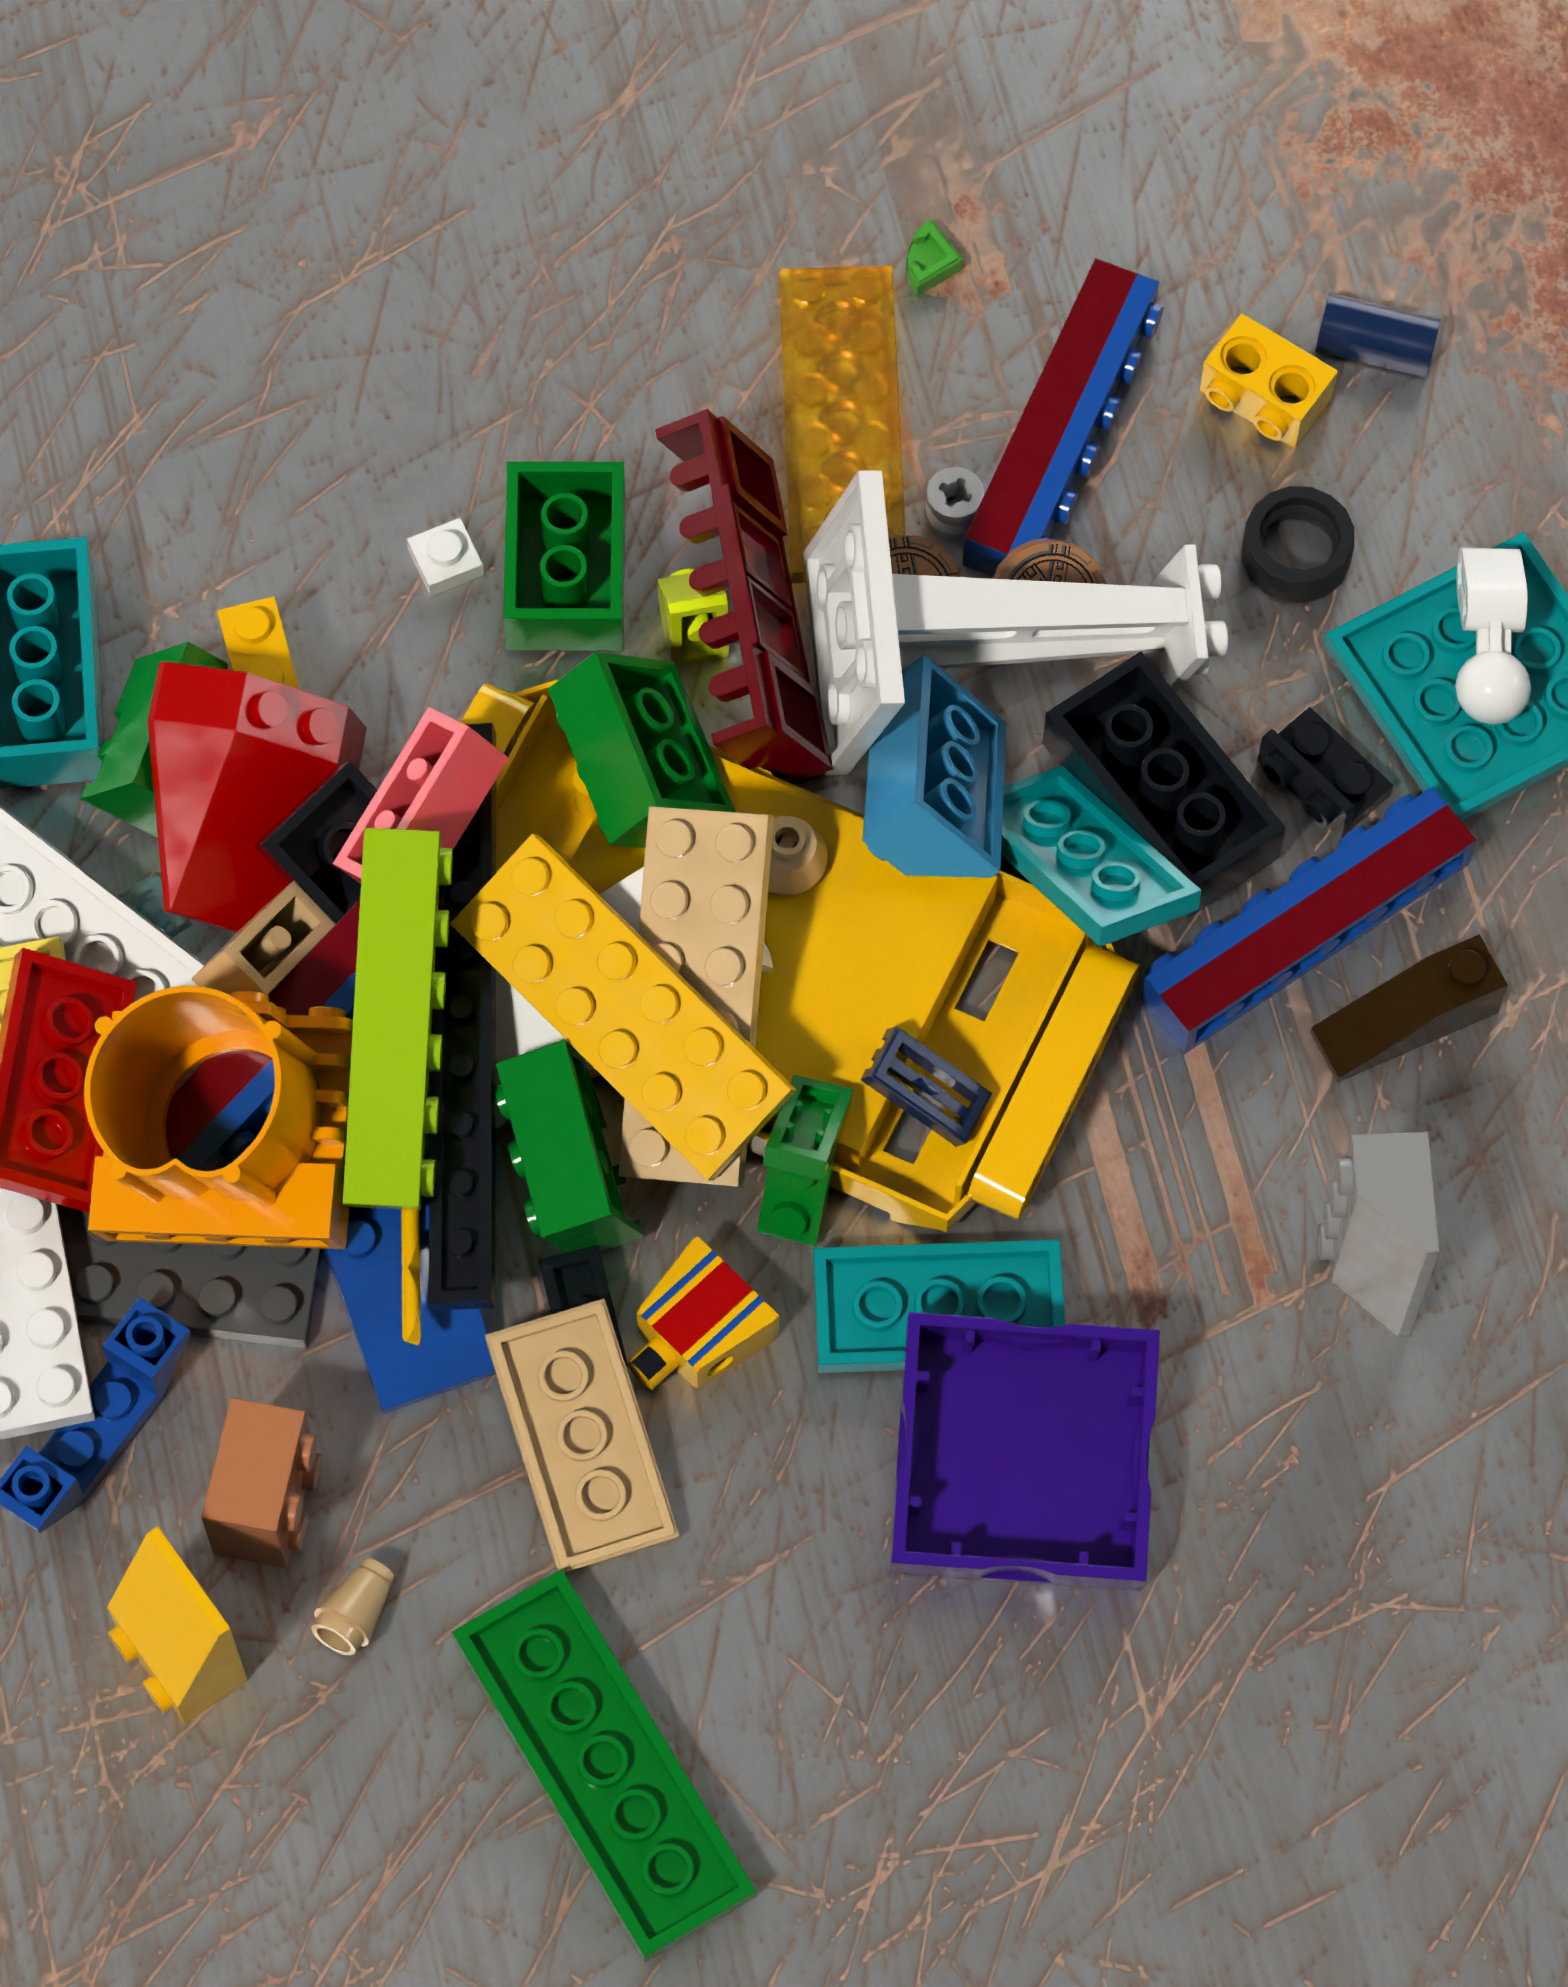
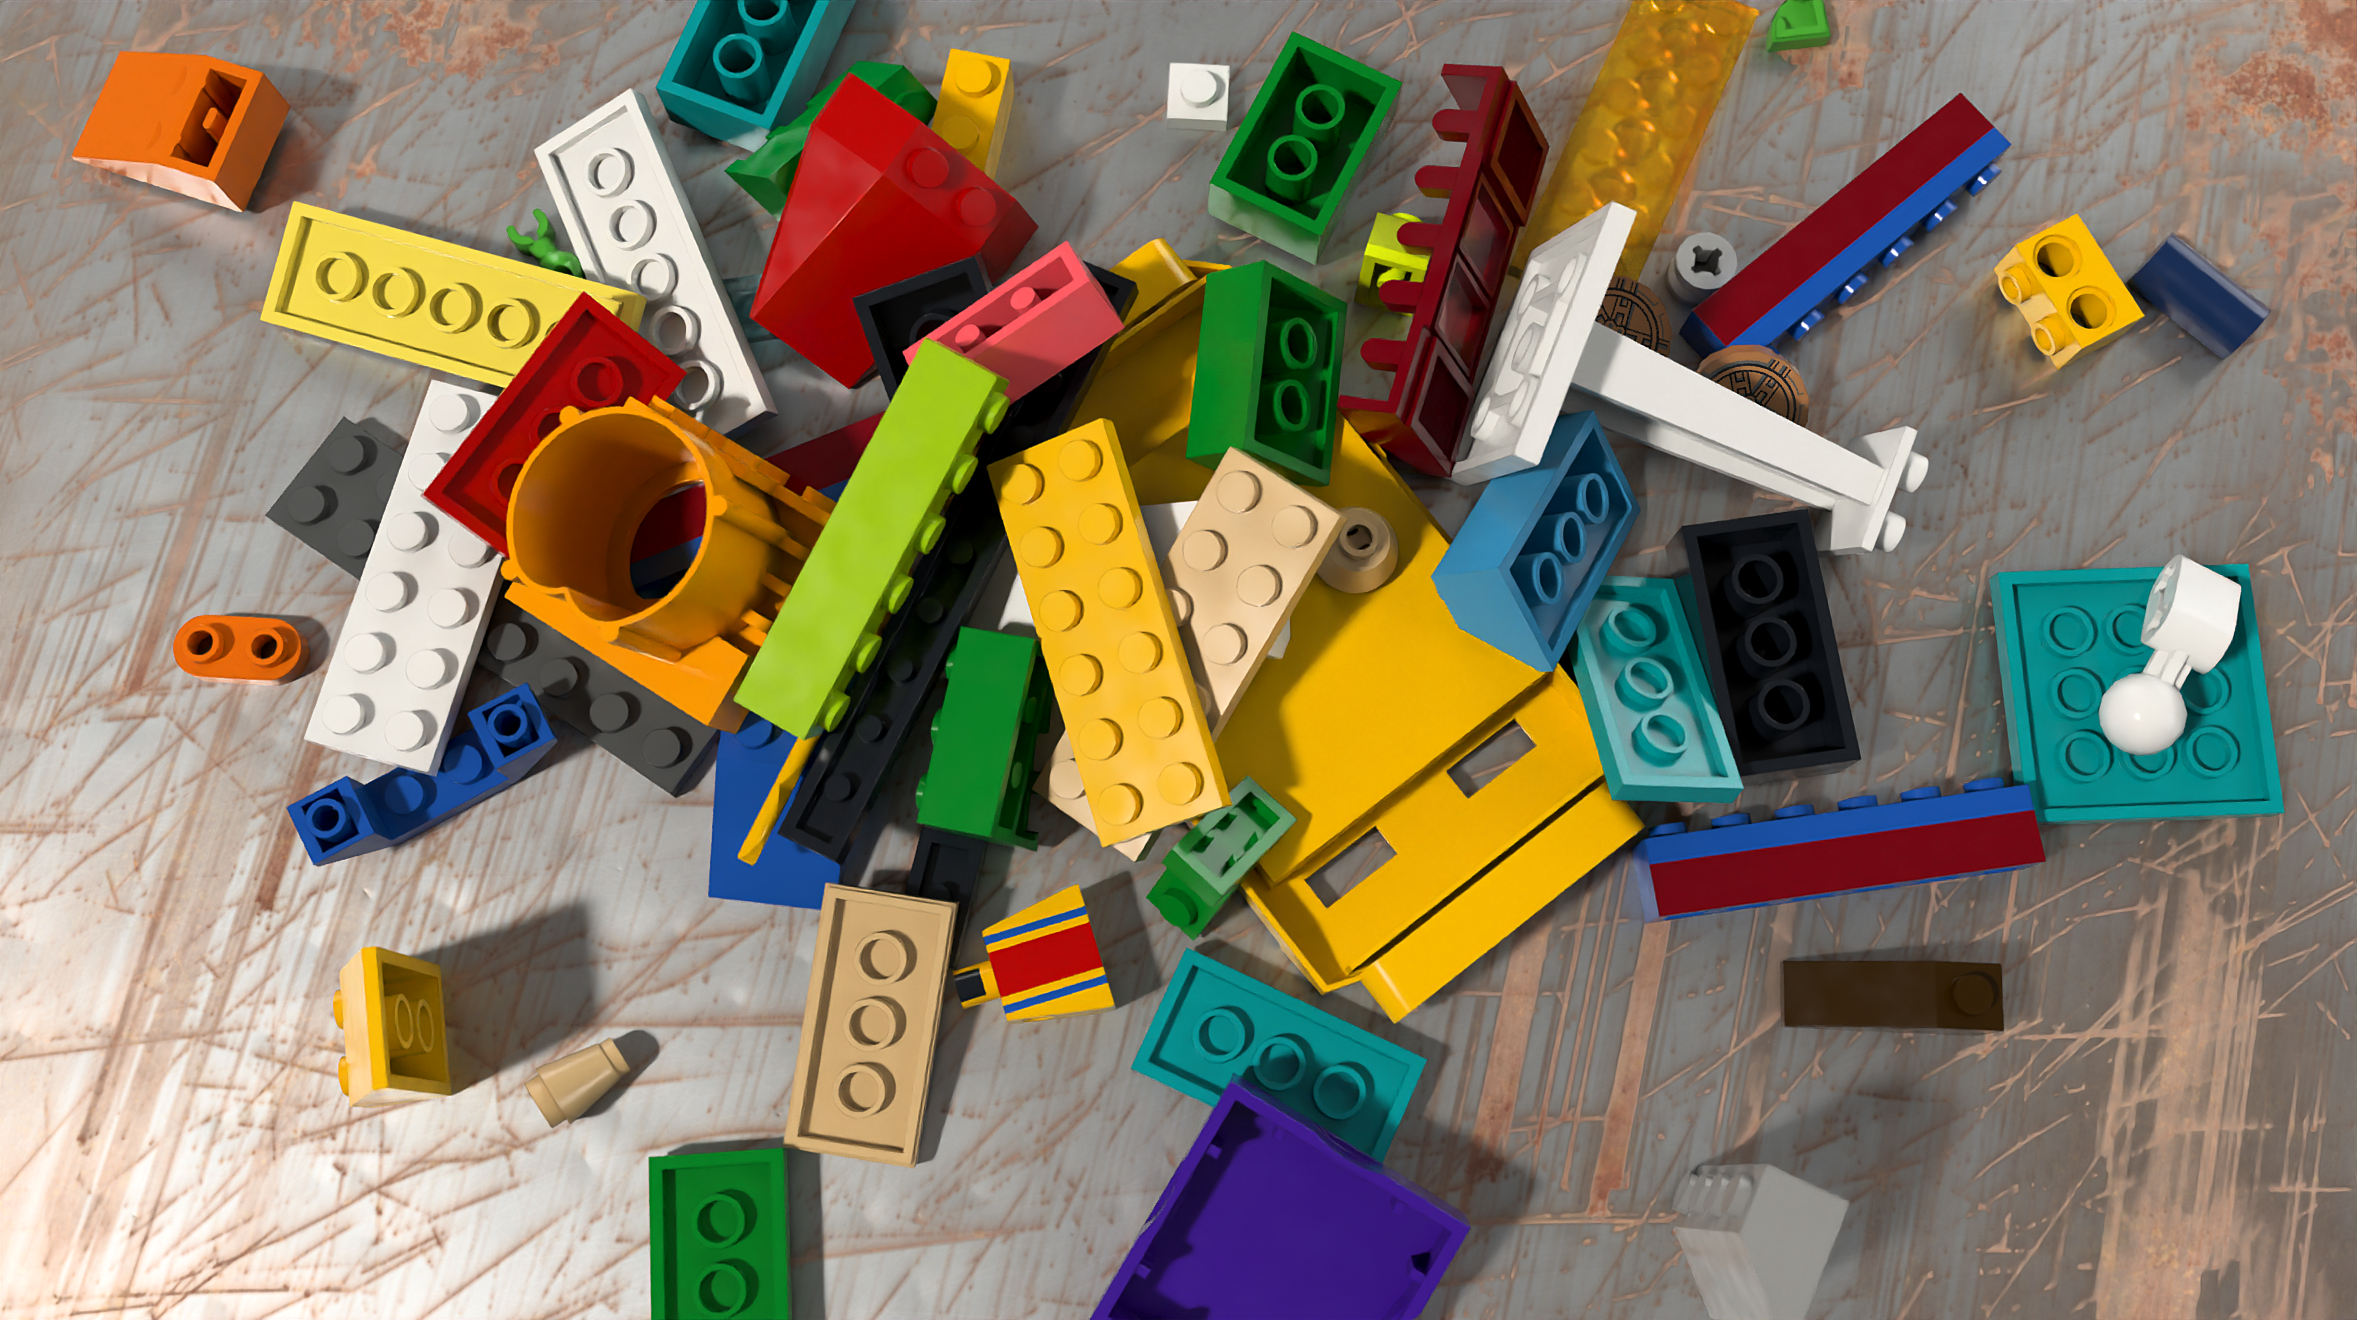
camera: 25 degrees right, 10 degrees up
(261, 1483) = (540, 923): nougat brick -> none
(267, 945) = (810, 402): tan brick -> none
(910, 1102) = (1345, 805): tile -> none
(1306, 505) = (2047, 437): black tyre -> none
(1323, 772) = (1924, 709): black bracket -> none

